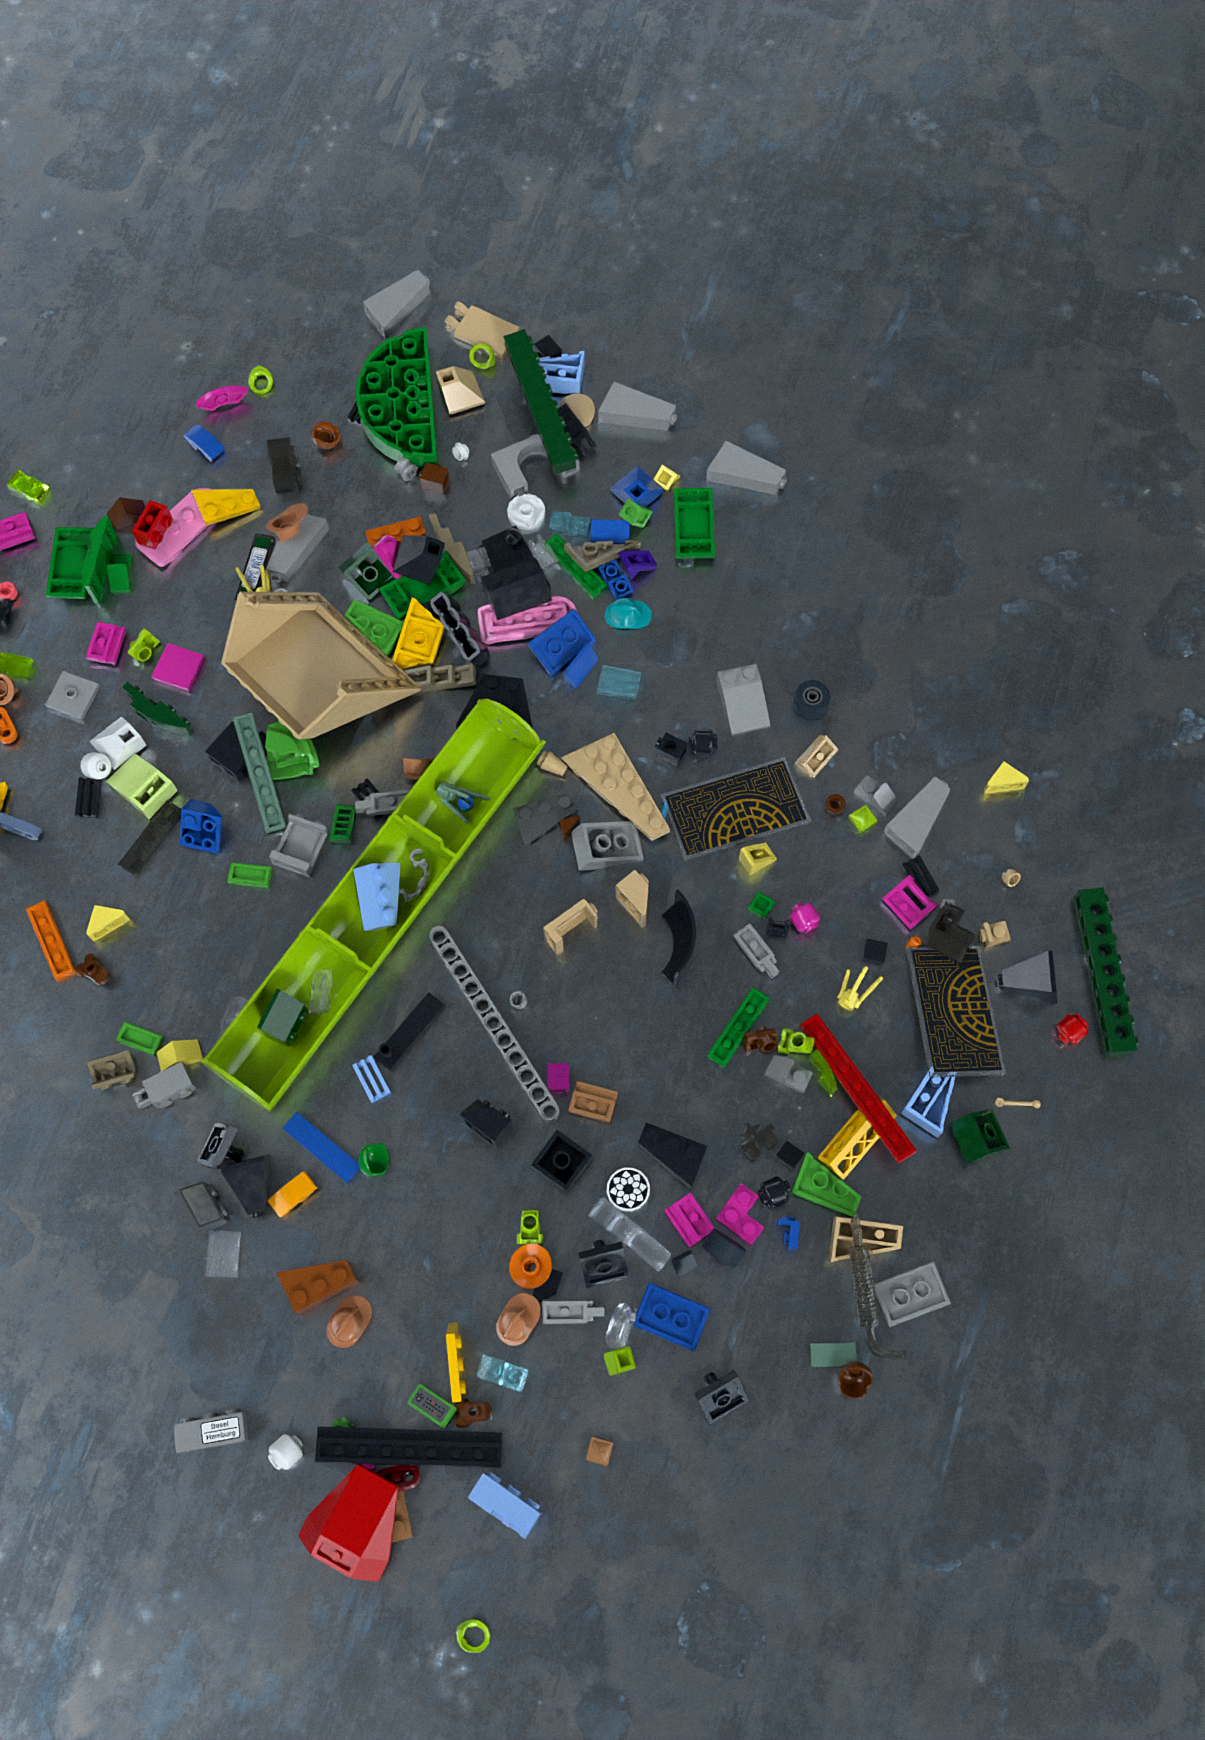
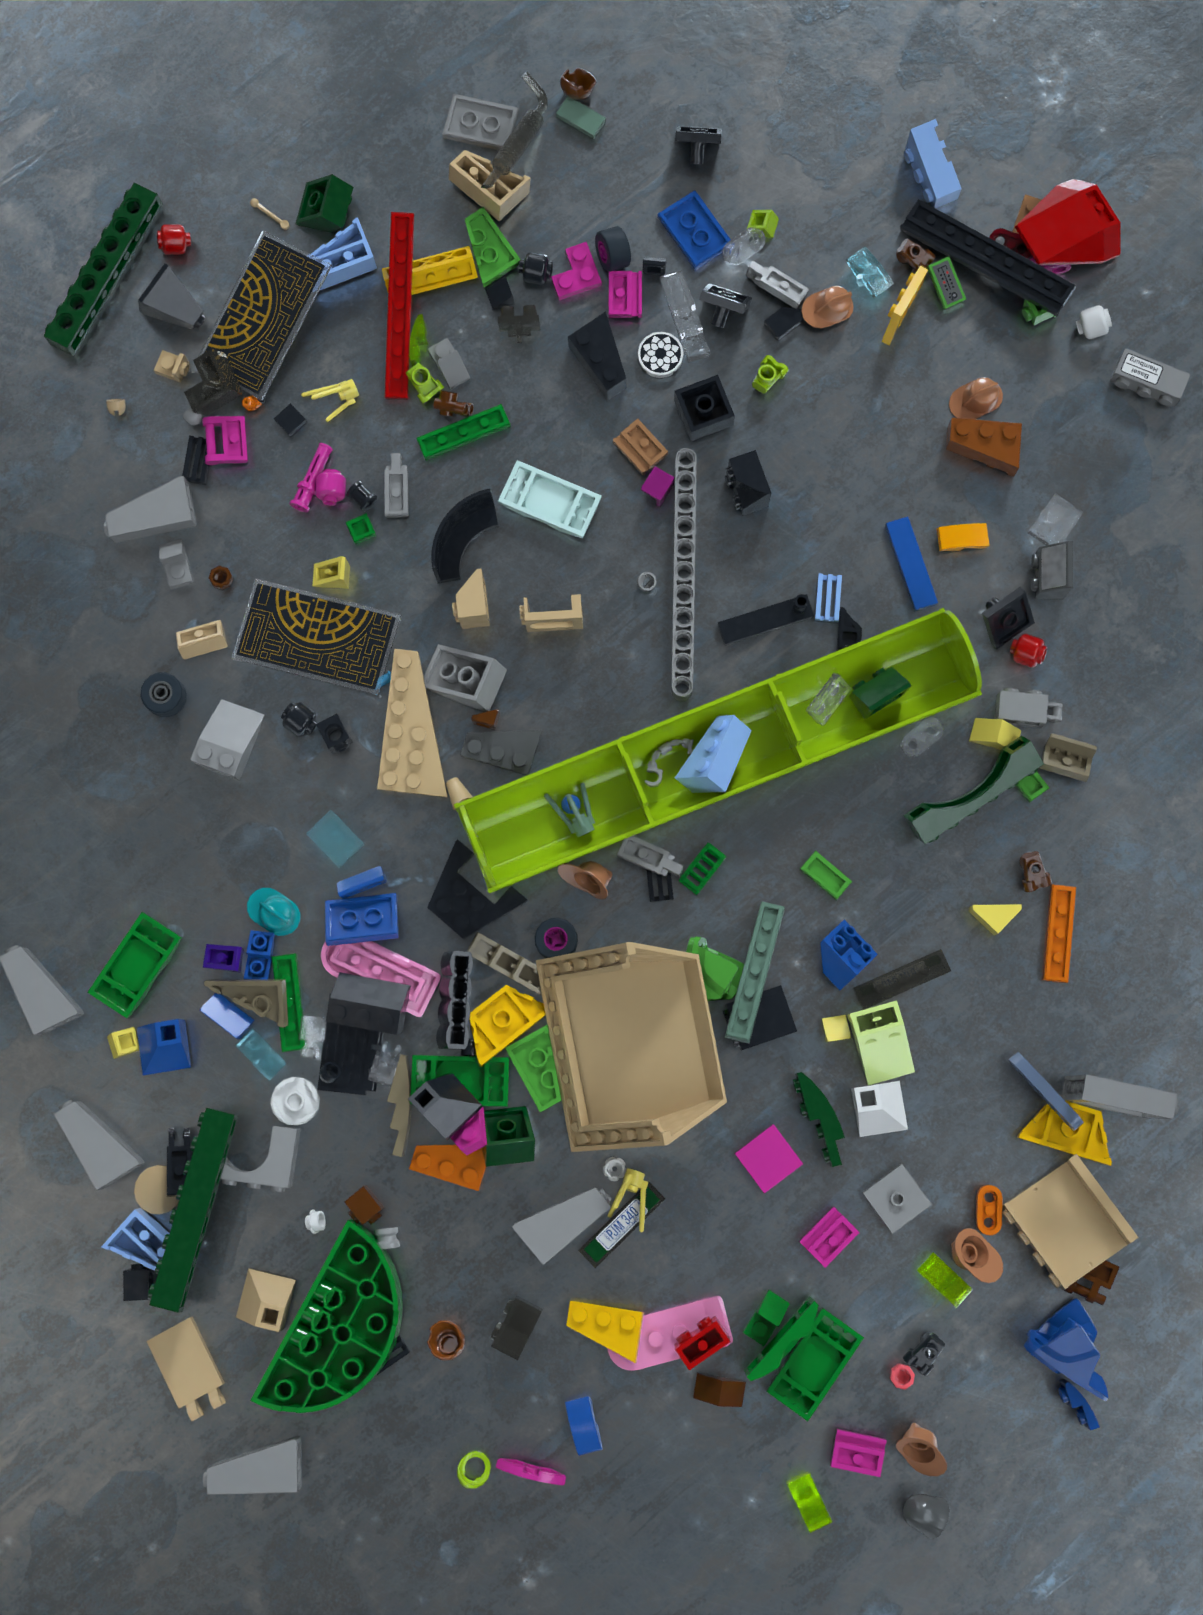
camera: 140 degrees left, 10 degrees up
(80, 793) = (953, 1050): black tile -> none
(95, 765) = (916, 1092): white head -> none
(141, 647) = (796, 1205): lime plate -> none
(150, 1033) = (1013, 764): none -> arch
(179, 775) = (836, 1028): none -> light yellow slope
(188, 1134) = (1028, 650): none -> red head
(250, 1183) = (996, 569): black slope -> none
(288, 522) = (554, 1241): nougat piece -> none
(300, 845) = (759, 872): light grey panel -> none
(339, 1062) = (848, 630): none -> black tile
(373, 1159) = (872, 519): green hair -> none
(416, 704) = (555, 932): none -> black wheel
(462, 1641) = (1025, 103): lime piece -> none
(491, 361) = (218, 1319): lime piece -> none
(523, 1259) = (798, 334): orange dish -> none
(599, 1451) = (826, 164): medium nougat tile -> none
(634, 1015) = (549, 499): none -> light aqua slope
(635, 514) = (189, 1013): bright green bracket -> none
(791, 1236) = (545, 226): blue bracket -> none
(823, 908) = (307, 487): none -> dark pink pin
(862, 819) = (205, 548): lime tile -> none
(1006, 779) = (46, 498): light yellow slope -> none

